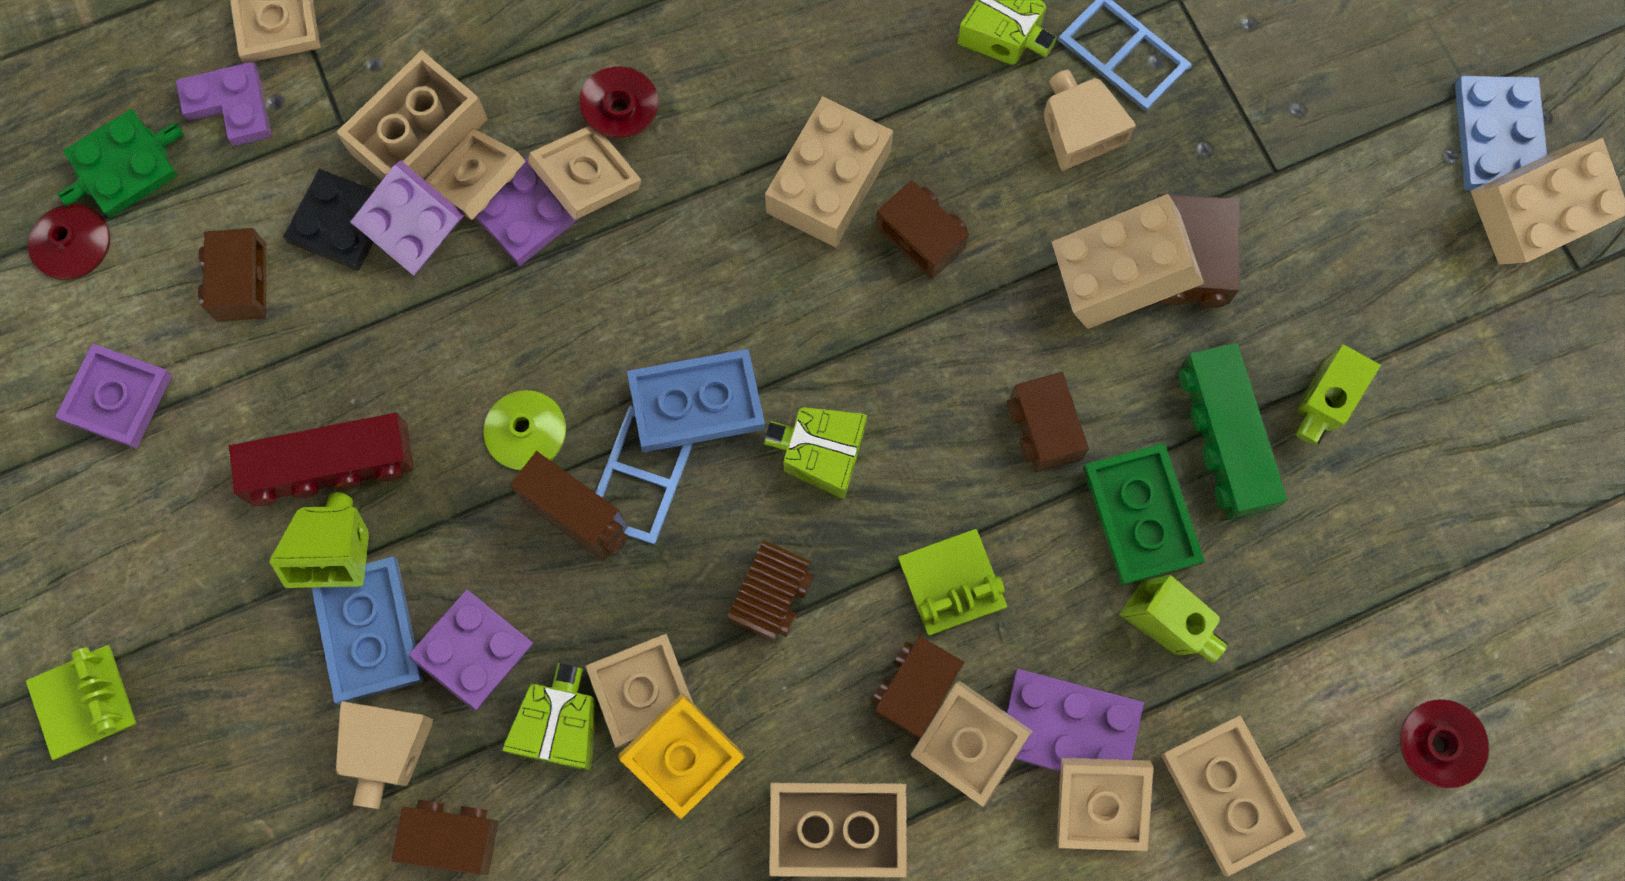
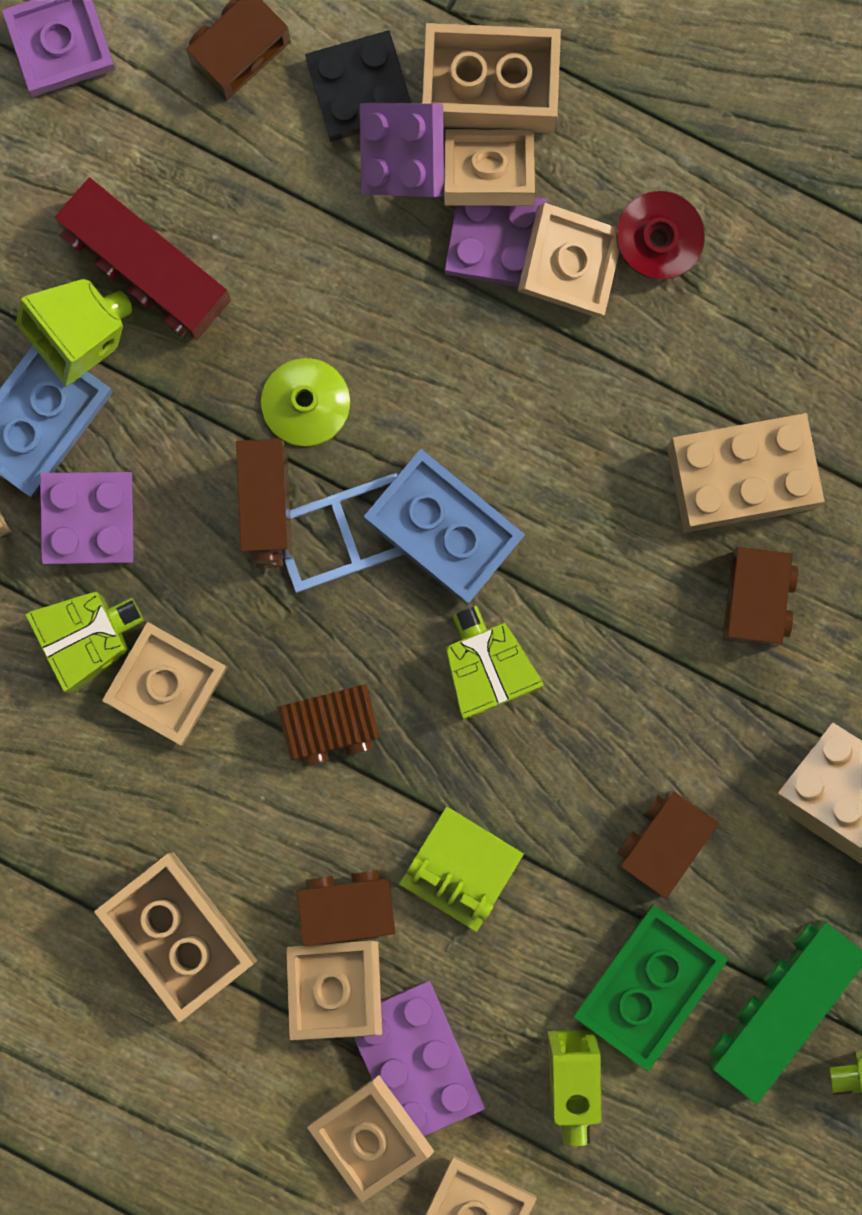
camera: 50 degrees right, 10 degrees up
(681, 756) = (136, 760): yellow plate -> none

